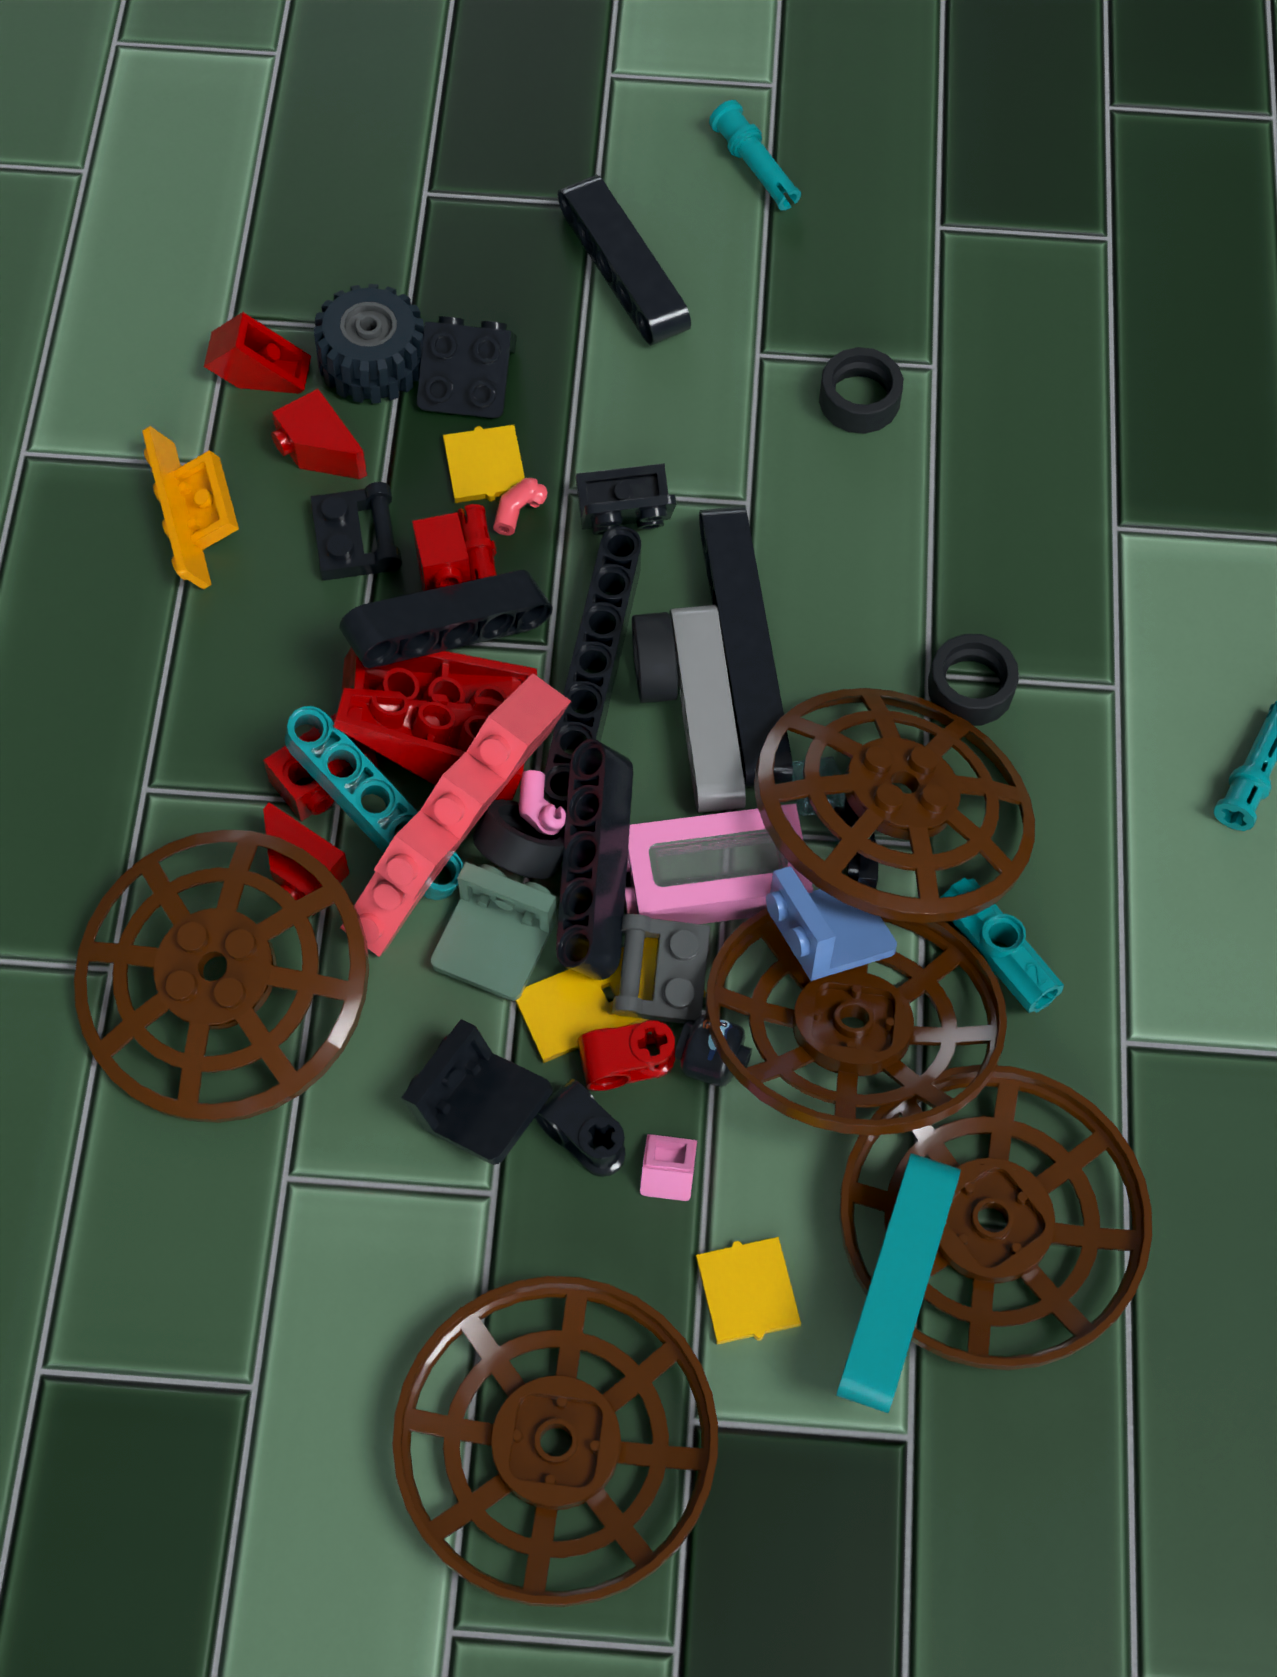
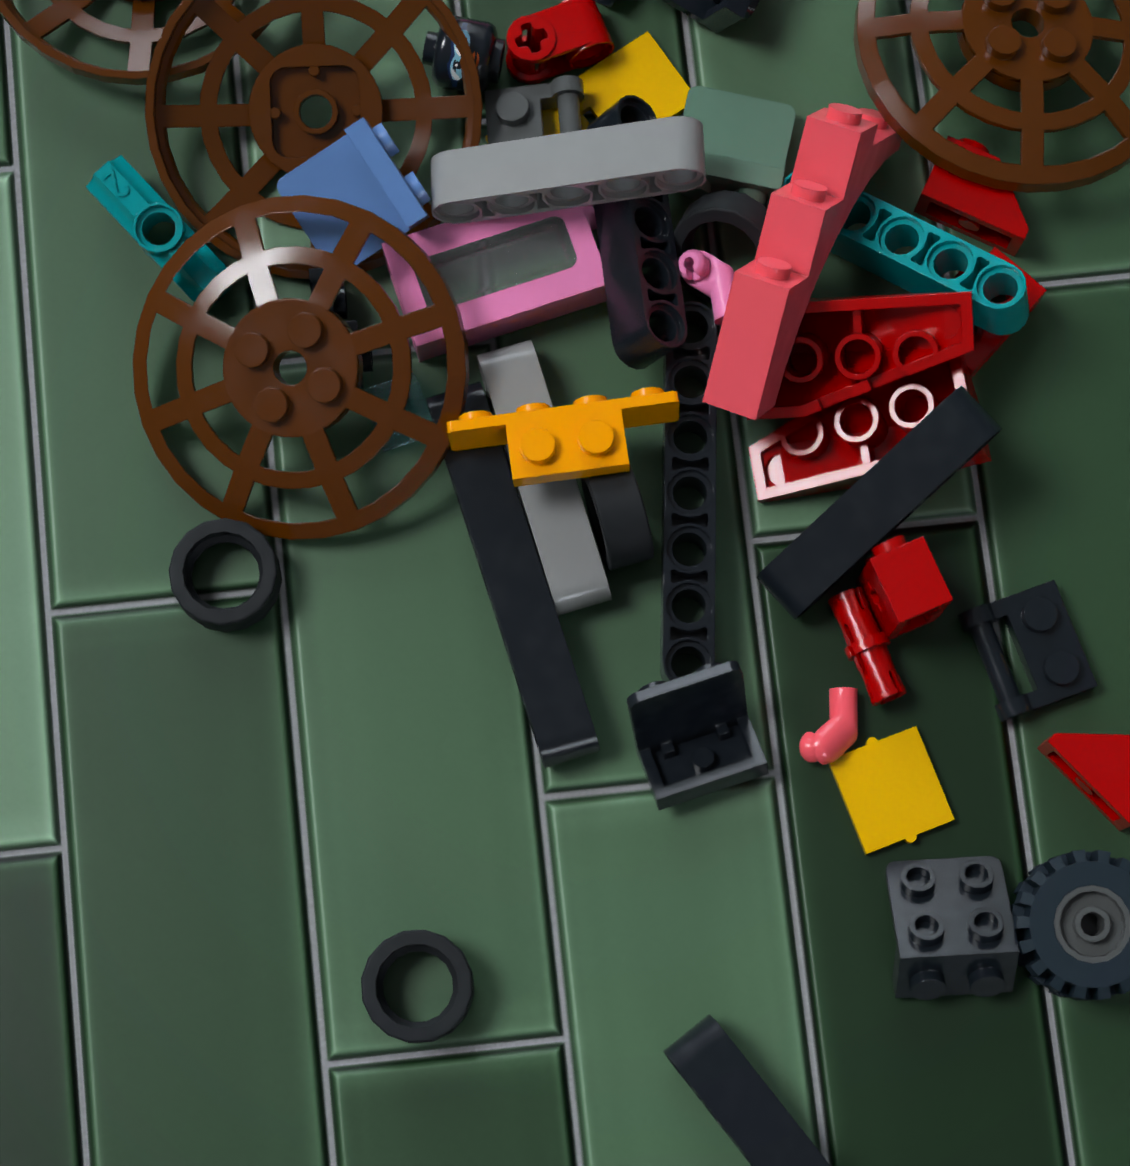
camera: 170 degrees right, 15 degrees up
(645, 889) = (568, 170): none -> light grey beam
(686, 692) = (567, 439): none -> light orange bracket

